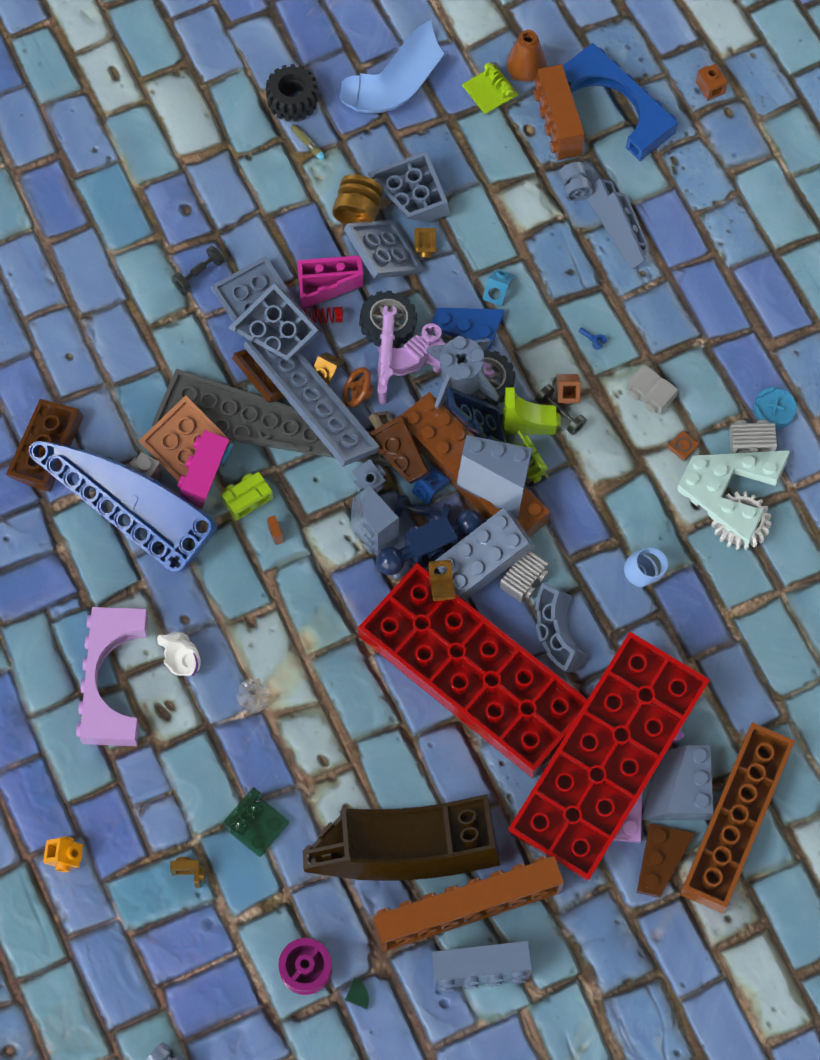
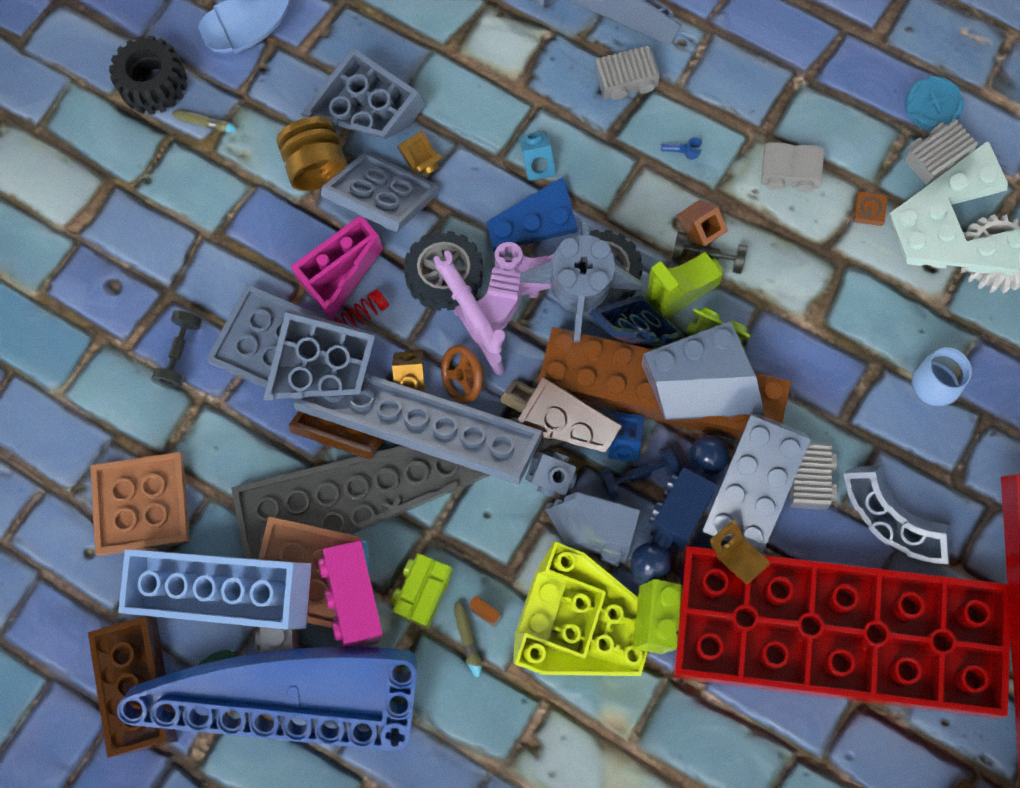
camera: 25 degrees left, 5 degrees up
(116, 345) = (139, 504): none -> nougat plate
(129, 415) = (215, 589): none -> light blue brick
(249, 553) = (472, 659): none -> olive piece
(328, 570) = (577, 620): none -> neon yellow wedge
(371, 592) = (657, 617): none -> lime brick
(590, 270) = (627, 73): none -> light grey brick

